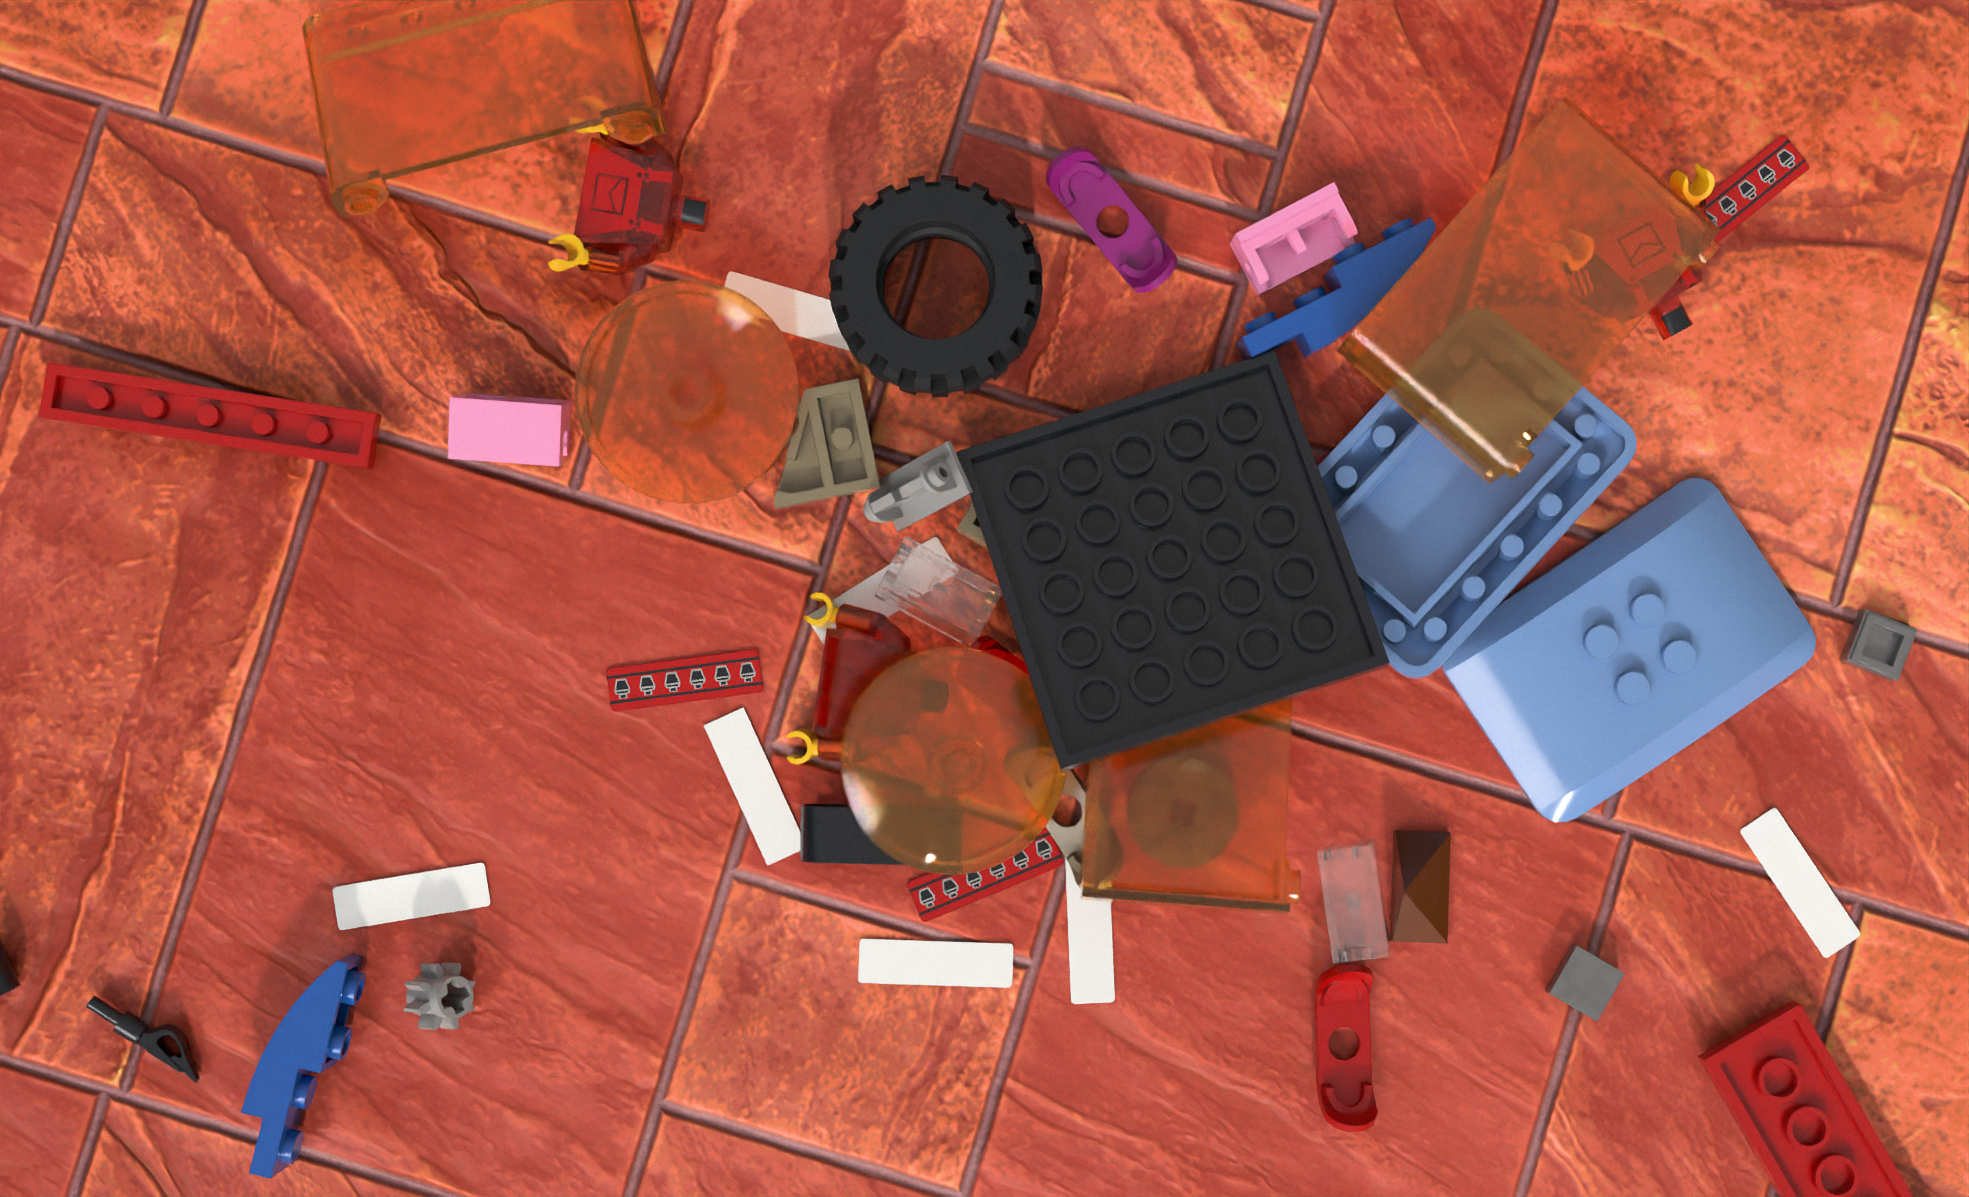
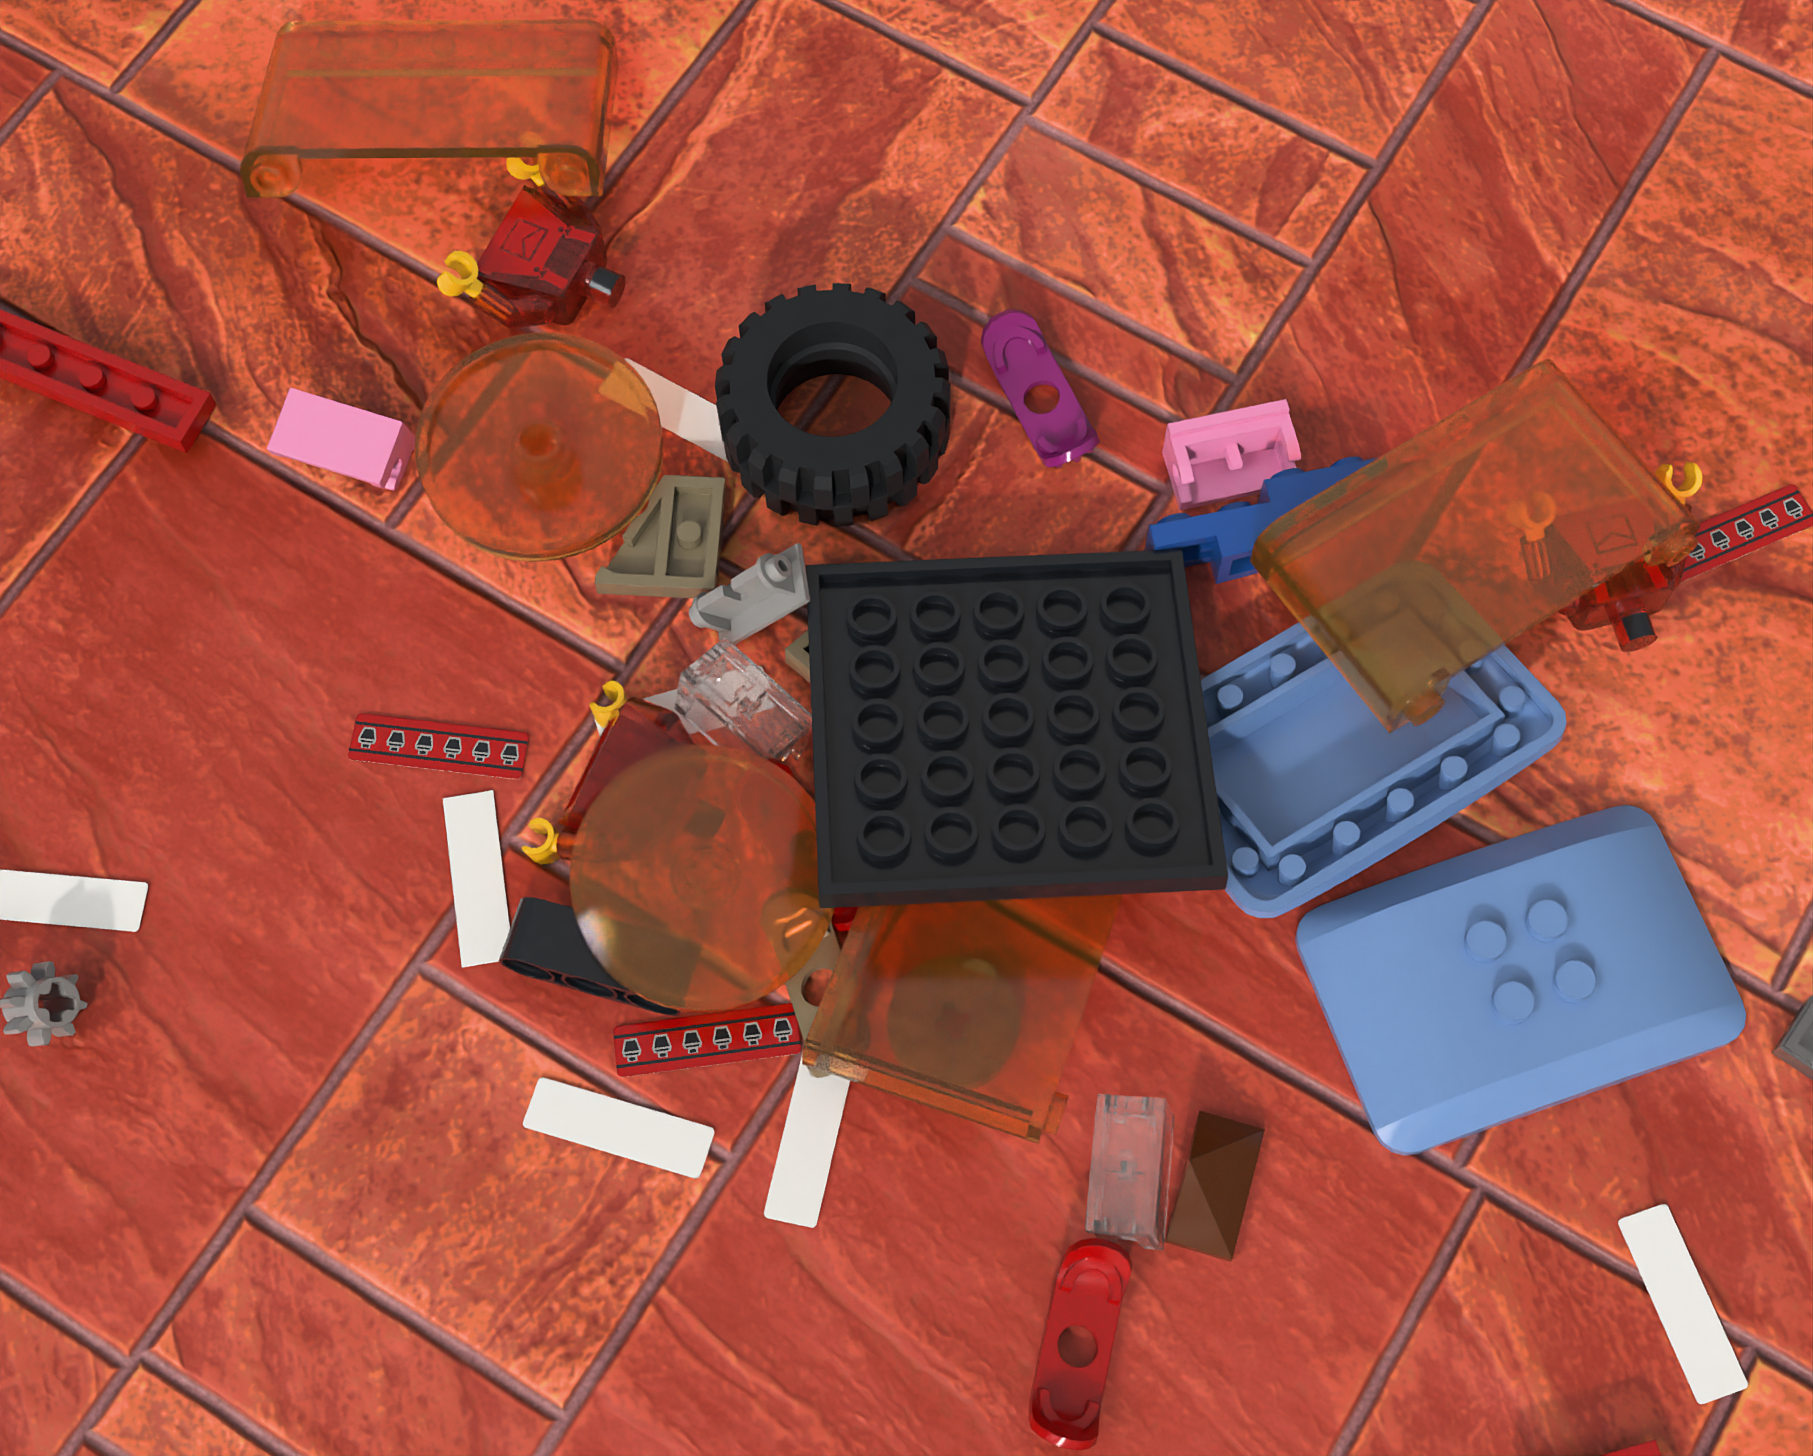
camera: 20 degrees right, 20 degrees down
(1584, 982) = (1391, 1350): flat silver tile -> none

